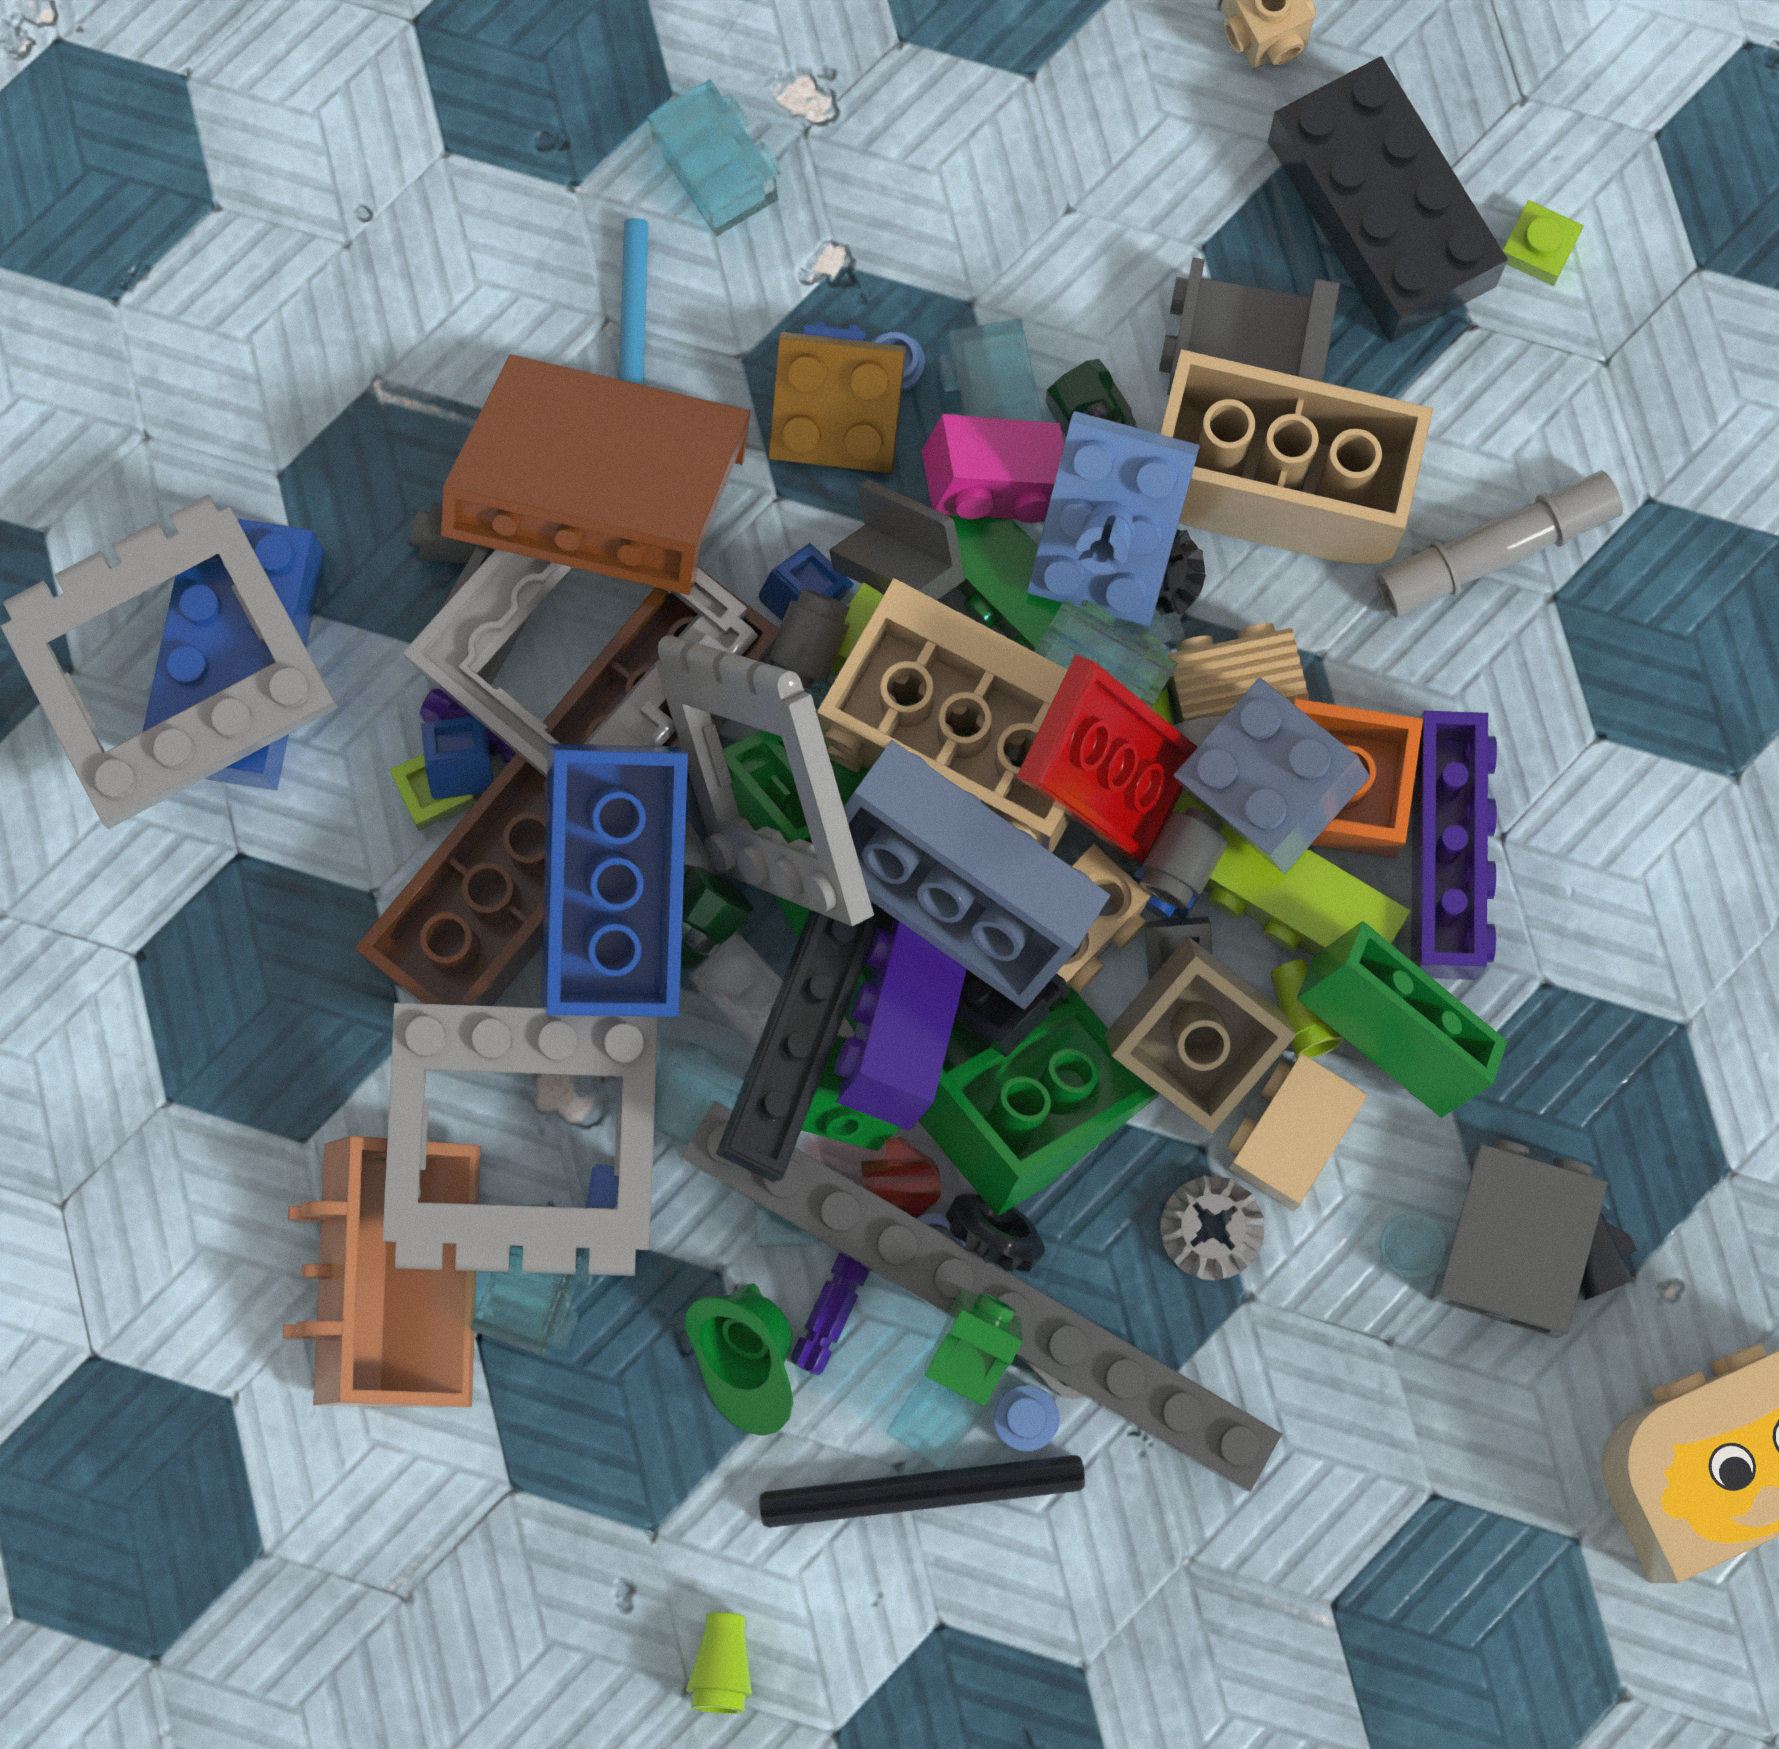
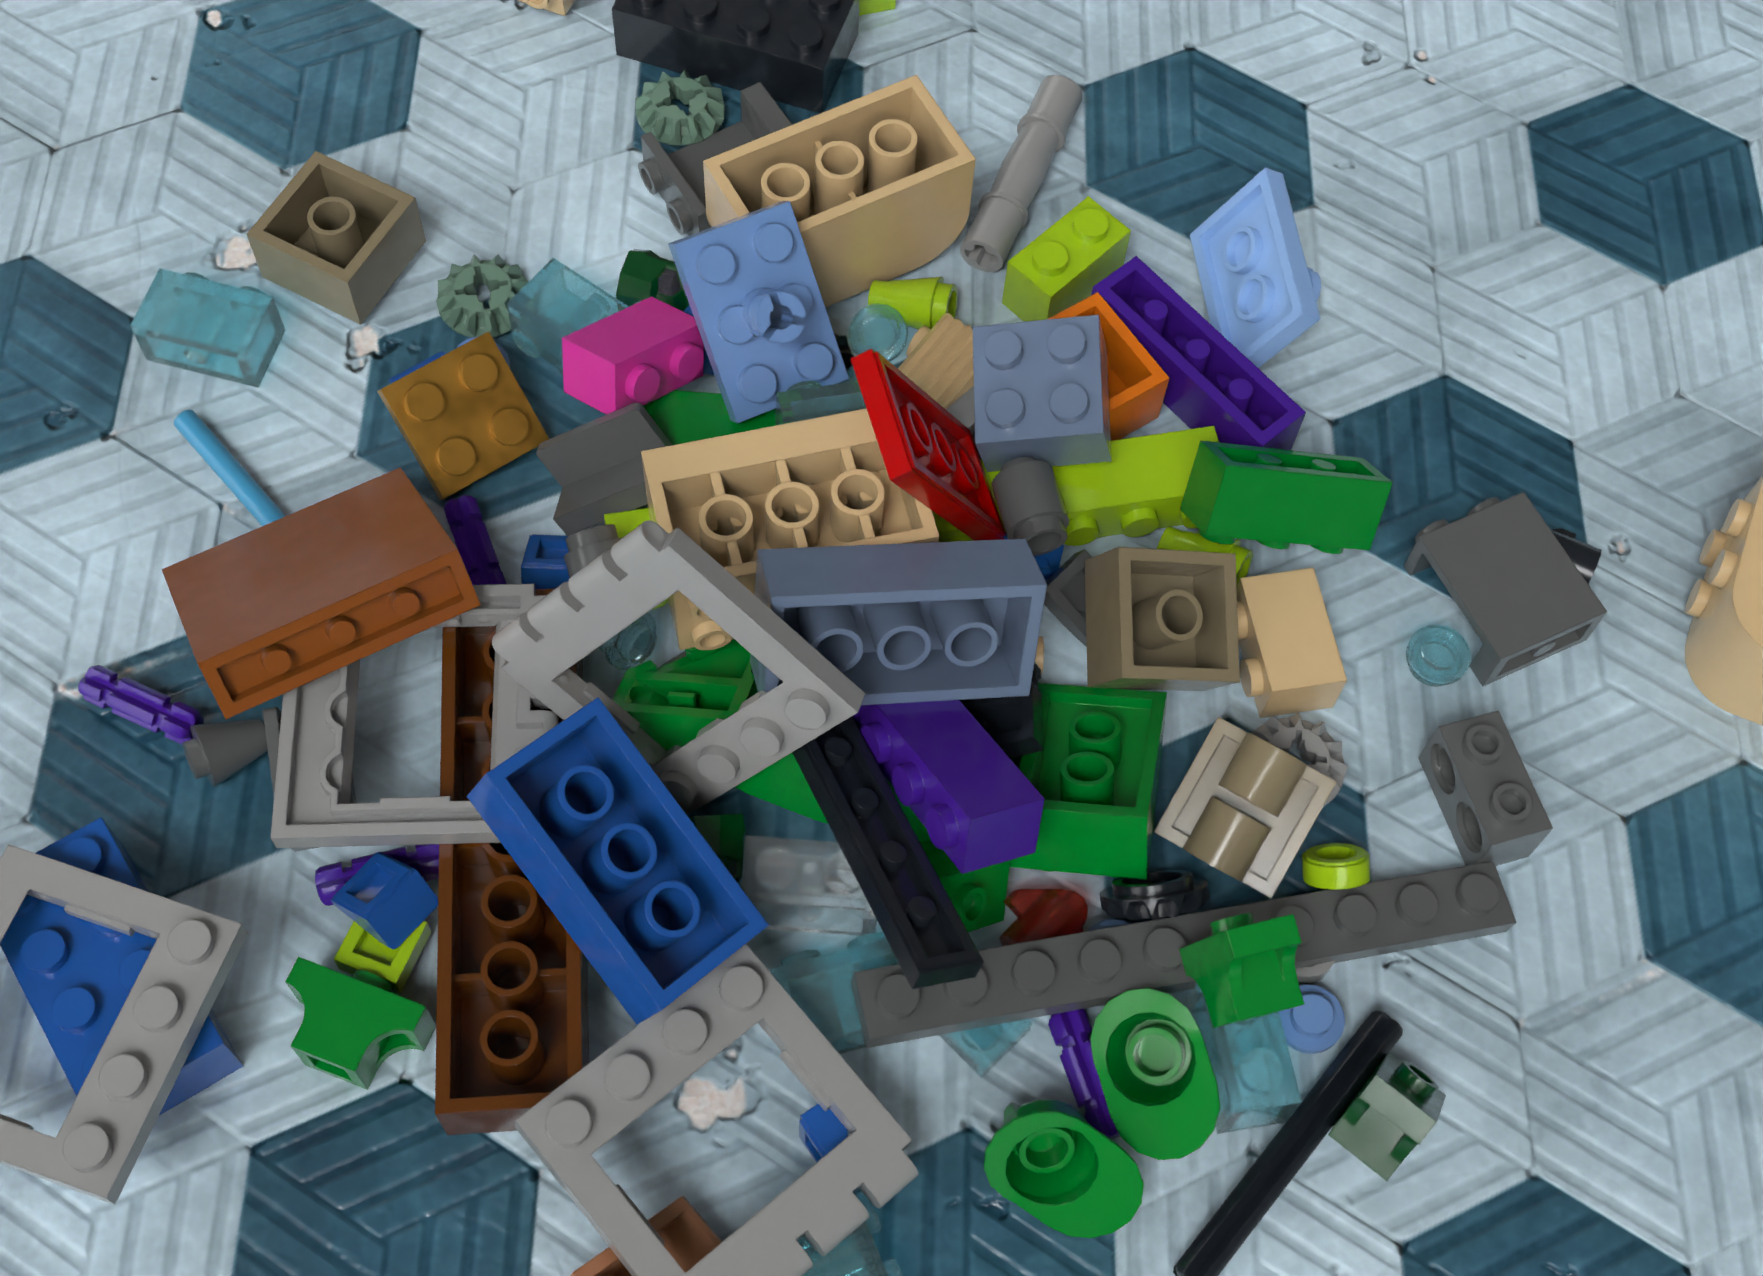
camera: 50 degrees left, 15 degrees down
(364, 825) = (353, 1022): none -> green brick
(416, 446) = (139, 703): none -> dark purple axle
(756, 525) = (473, 541): none -> dark purple axle
(866, 1356) = (1155, 1073): none -> green piece
(873, 156) = (337, 237): none -> dark tan brick
(924, 303) = (460, 305): none -> sand green gear
(1008, 1532) = (1389, 1115): none -> brick
(1126, 1229) = (1245, 807): none -> dark tan plate
(1156, 1331) = (1336, 866): none -> lime tile
(1233, 595) = (880, 329): none -> clear light blue plate
(1285, 264) = (669, 122): none -> sand green gear
(1289, 592) = (917, 300): none -> lime cone
(1326, 1378) = (1484, 790): none -> dark grey brick
(1442, 665) = (1065, 262): none -> lime brick
(1588, 810) = (1256, 270): none -> light blue plate

